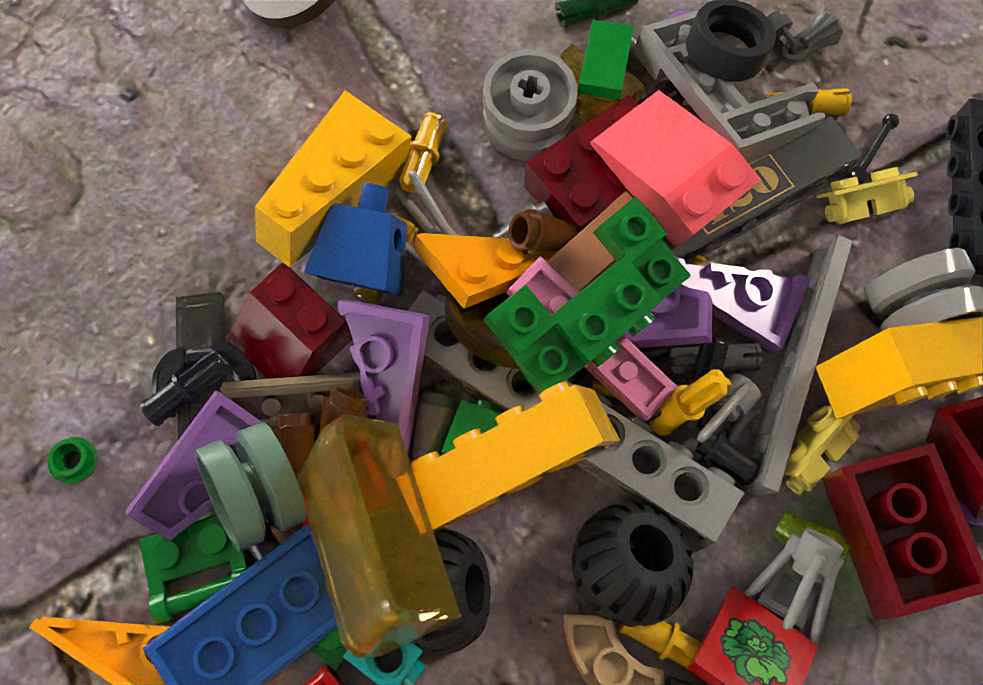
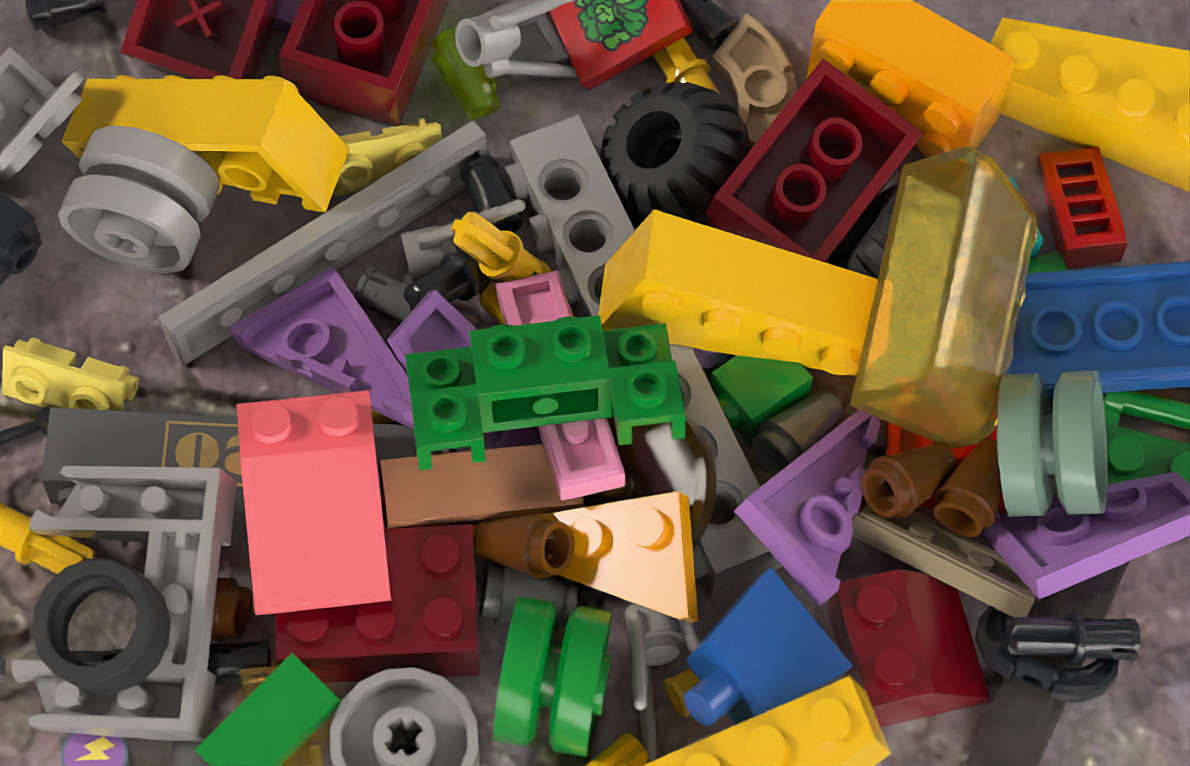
camera: 150 degrees left, 5 degrees down
(477, 175) = (554, 676): none -> green wheel
(528, 601) = (815, 167): none -> dark red brick

